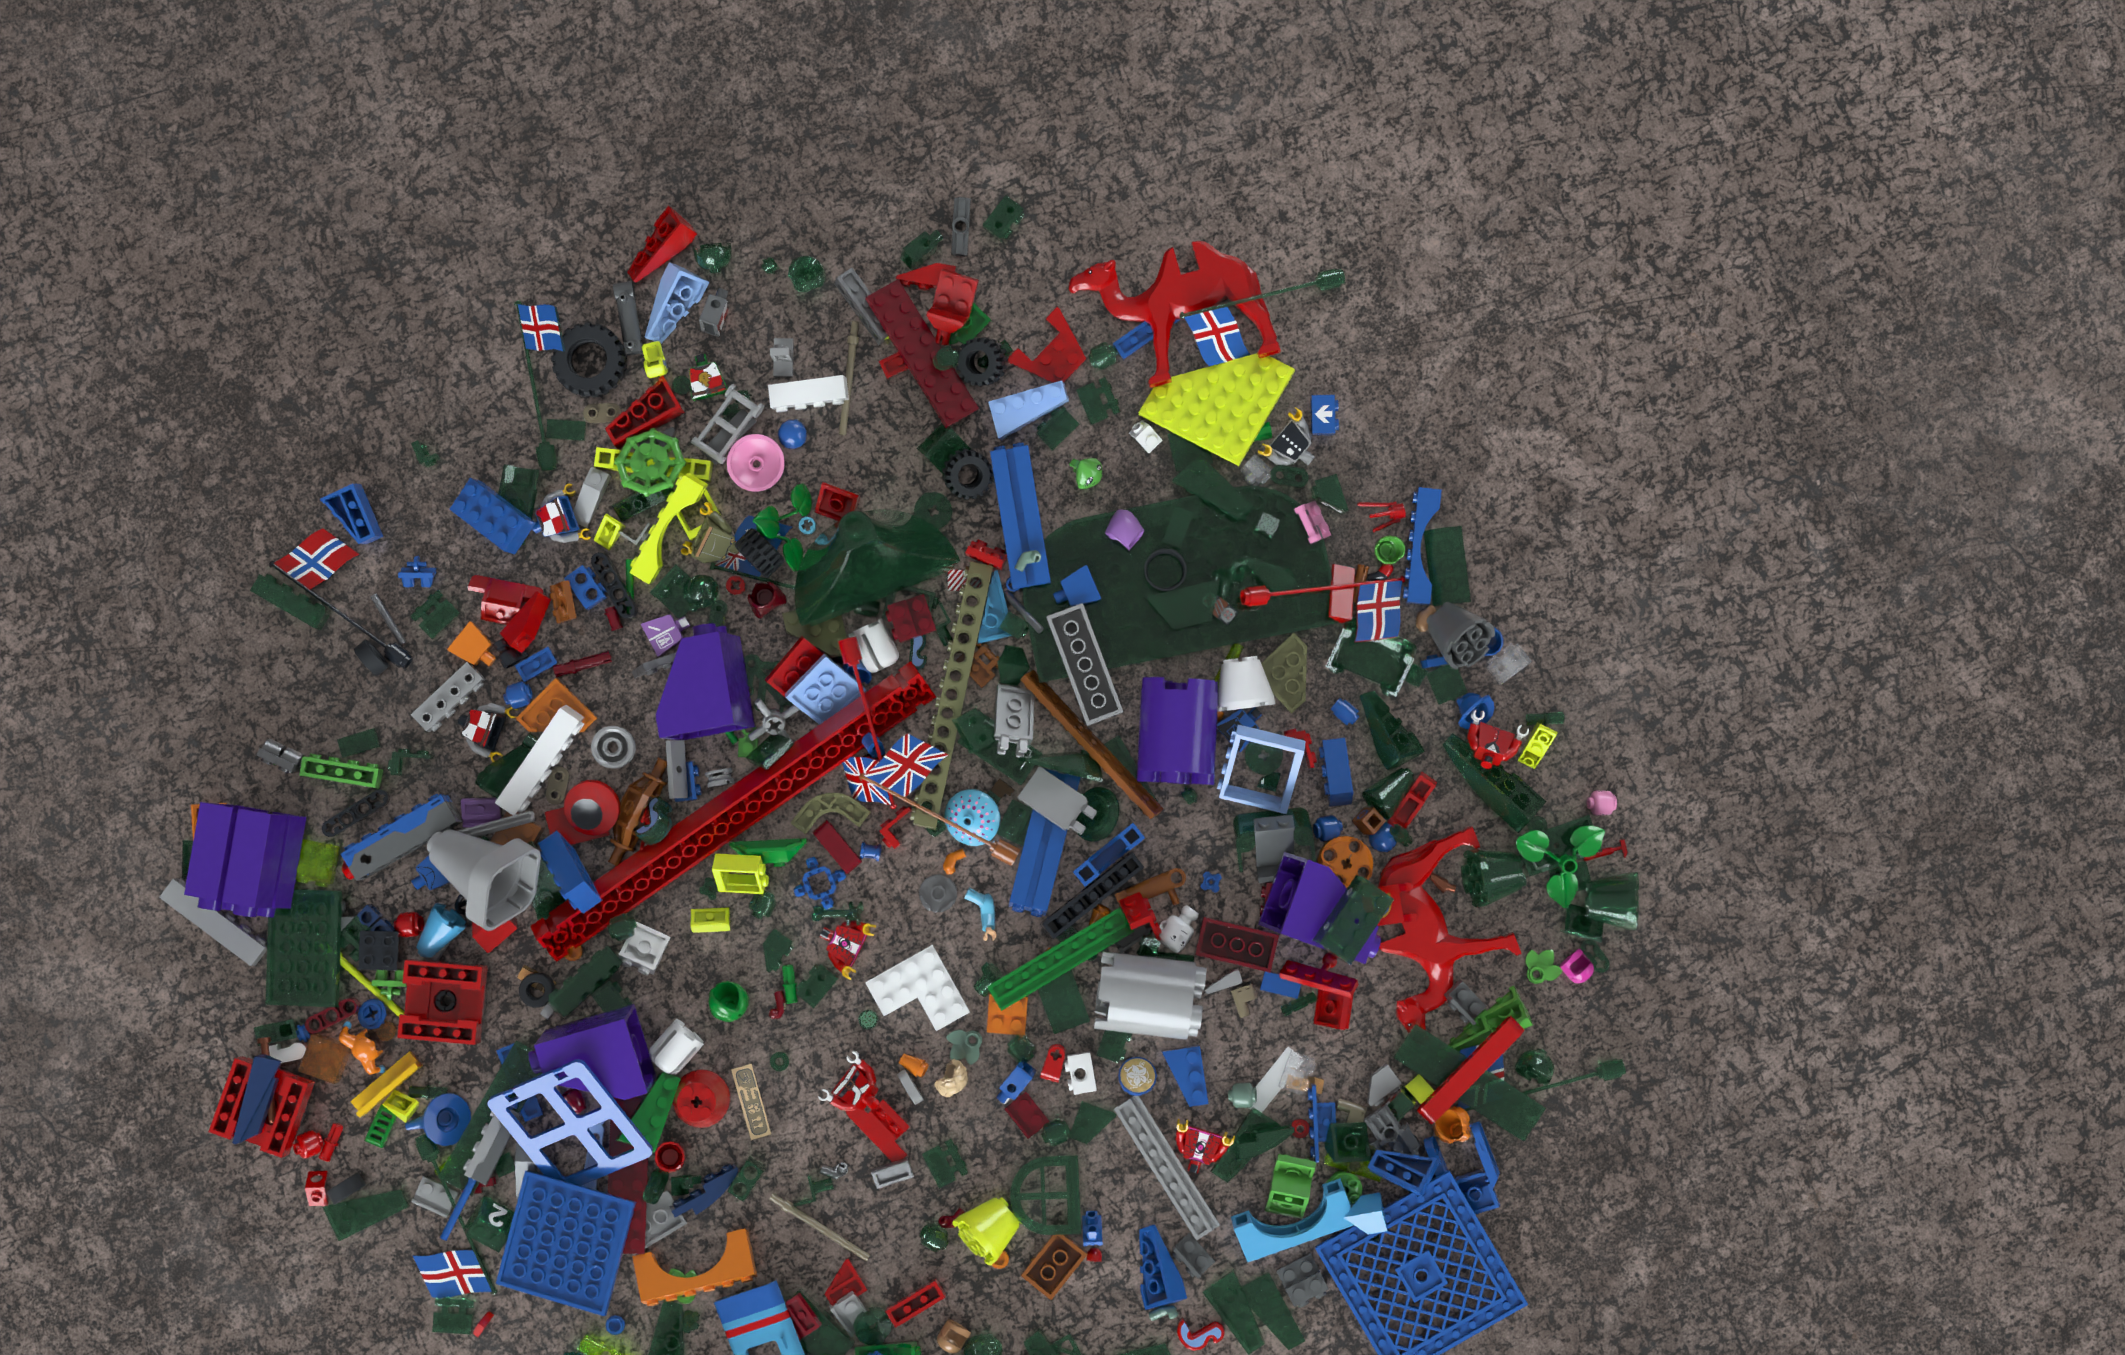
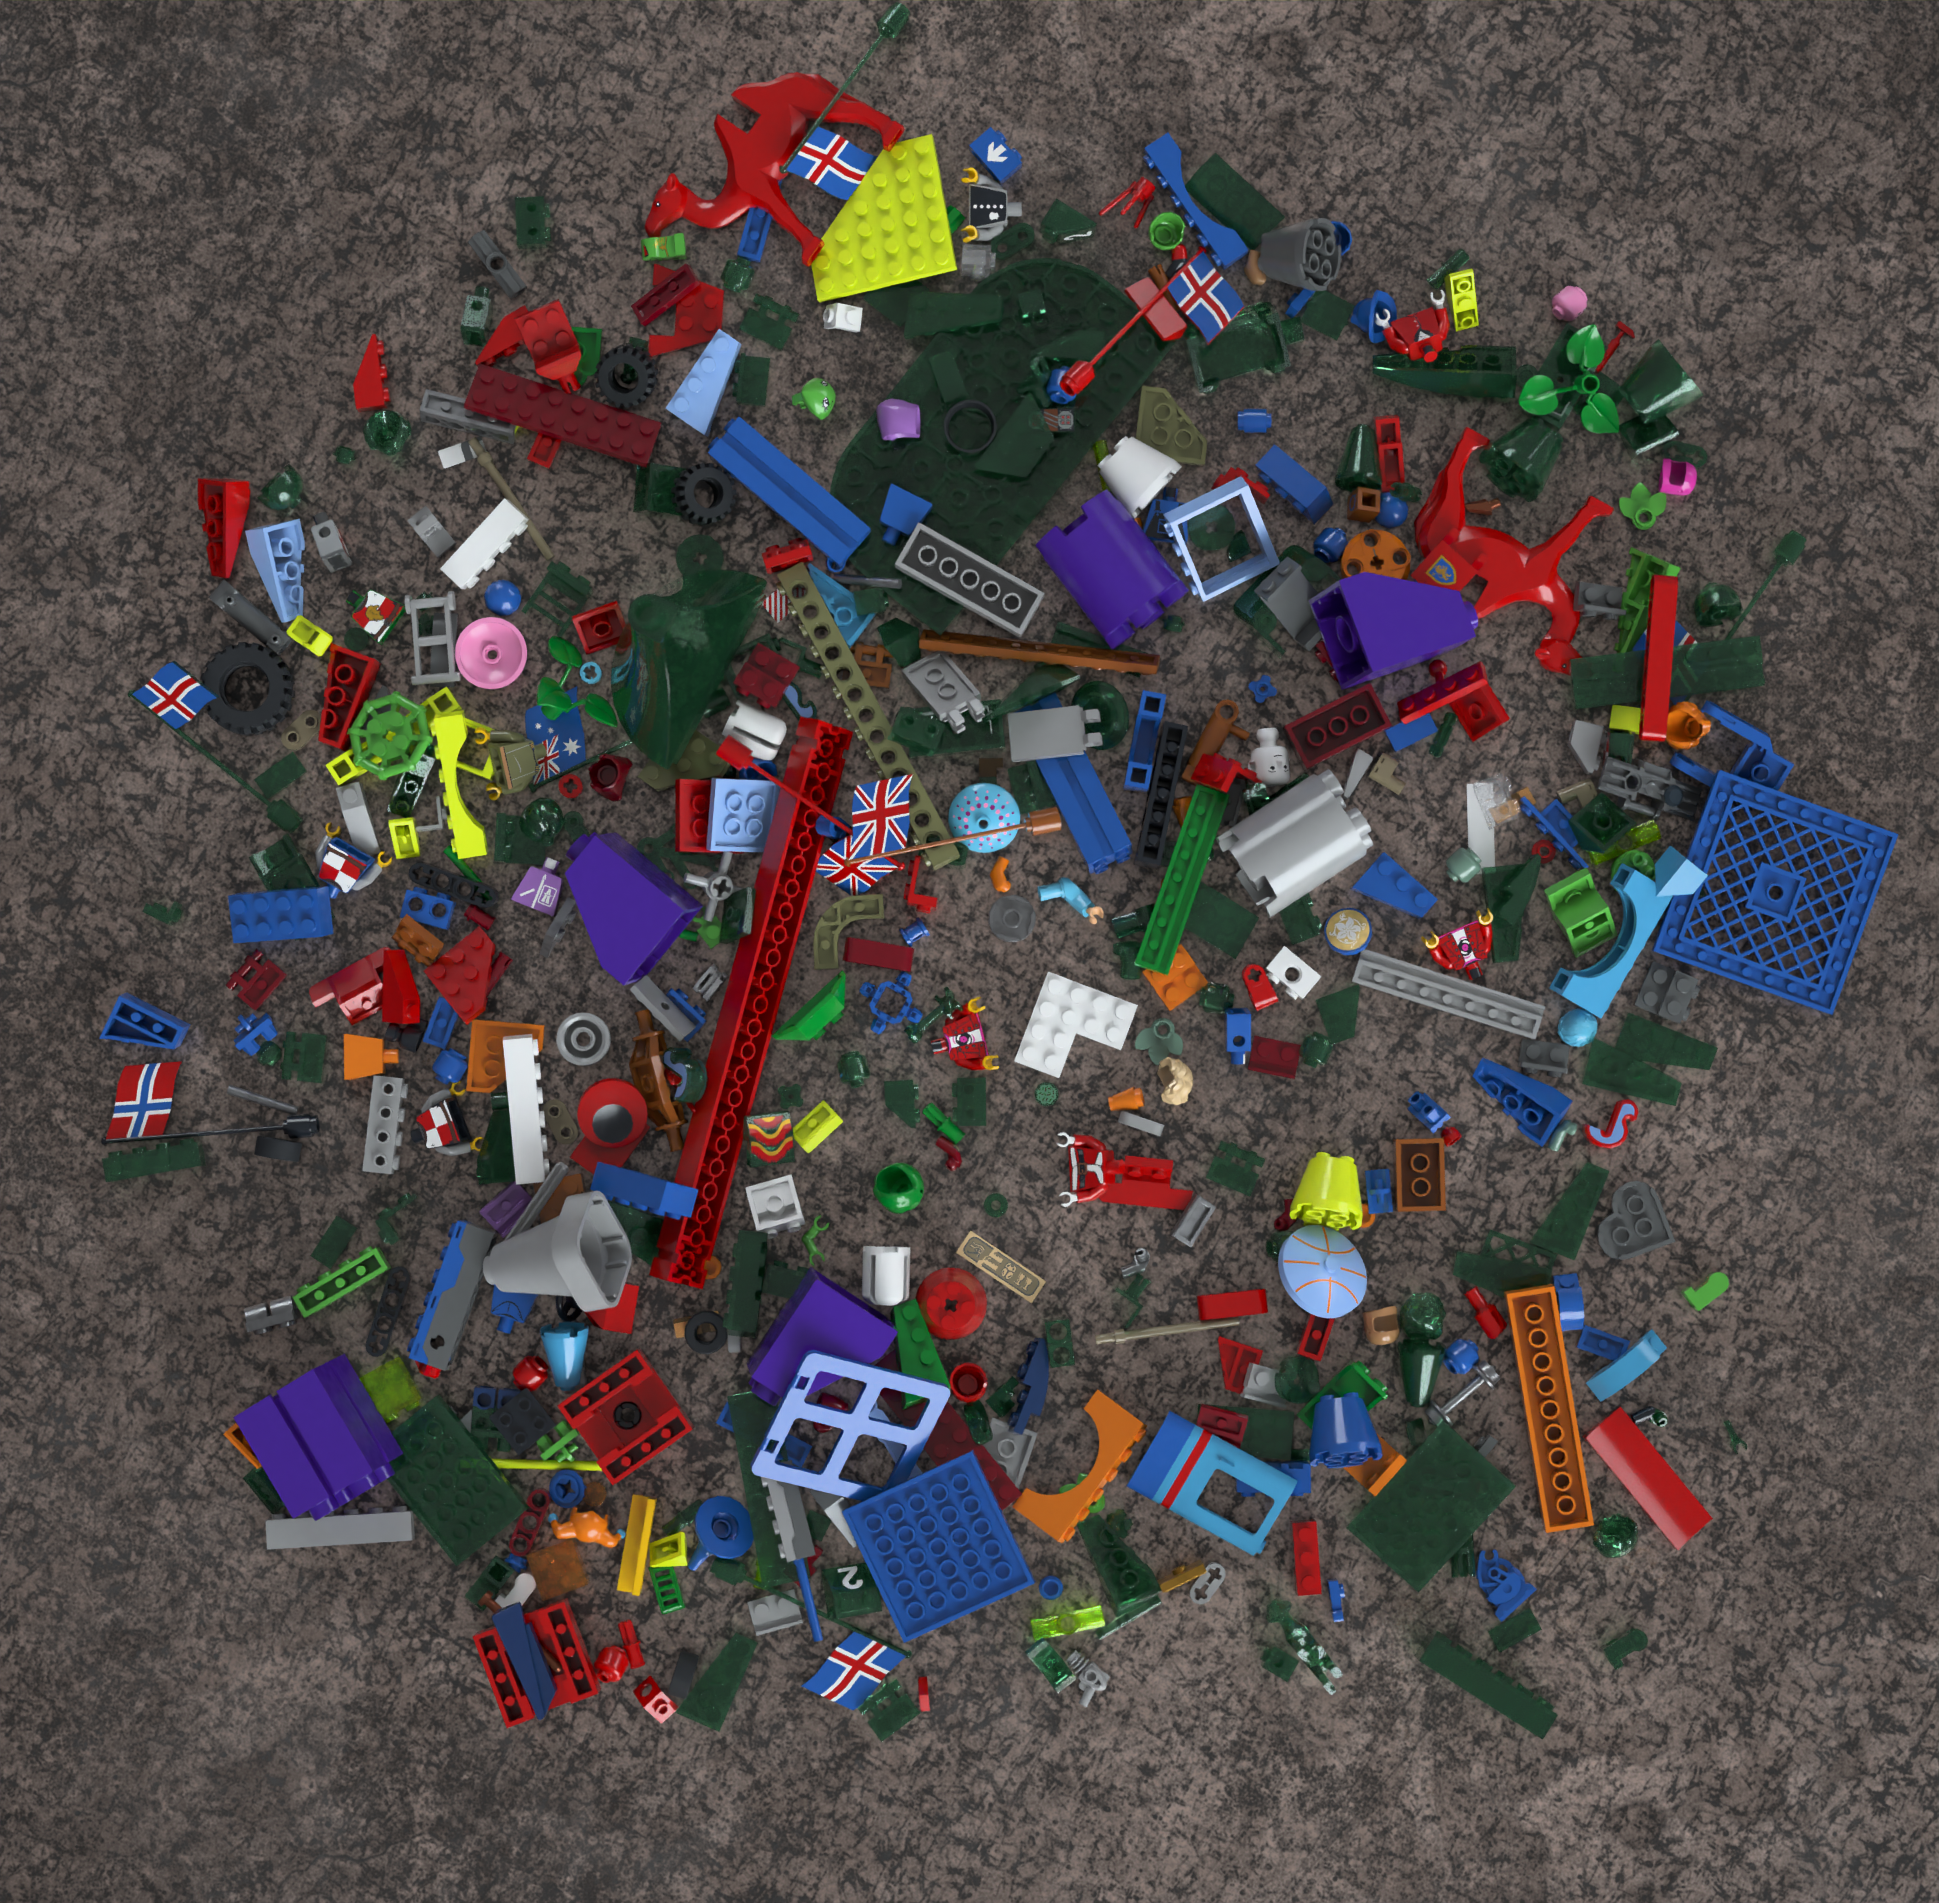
camera: 50 degrees left, 0 degrees up
(416, 594) = (269, 1053): none -> clear green piece
(446, 548) = (261, 984): none -> dark red plate
(574, 646) = (465, 974): none -> red plate
(622, 927) = (737, 1202): clear green head -> none
(646, 987) = (807, 1240): none -> bright green arm
(674, 904) = (769, 1138): none -> slope
(740, 882) = (814, 1066): neon yellow window -> none
(759, 552) = (568, 734): black tyre -> none
(821, 234) = (369, 382): none -> red slope
(840, 323) = (458, 453): none -> white sticker
(841, 466) = (572, 587): none -> clear green plate
(872, 1245) = (1232, 1304): none -> red beam
(943, 1273) = (1322, 1271): none -> light blue dish
(945, 358) = (590, 400): clear green plate -> none
(1009, 958) = (1133, 922): none -> clear green piece
(1020, 1252) = (1378, 1191): none -> blue hips
(1026, 558) = (829, 523): sand green arm -> none
(1047, 331) = (665, 294): none -> dark red plate
(1071, 302) = (664, 248): none -> bright green leg
(1072, 1195) = (1381, 1094): clear green window -> none
(1228, 1255) = (1577, 1027): none -> medium azure hair
(1237, 587) = (1053, 387): none -> blue head
(1312, 519) = (1069, 263): bright pink plate -> none
(1340, 933) = (1430, 624): clear green piece -> none
(1392, 741) = (1319, 410): clear green wedge -> none
(1405, 1170) = (1676, 804): blue wedge -> none
(1507, 664) = (1370, 245): clear brick -> none

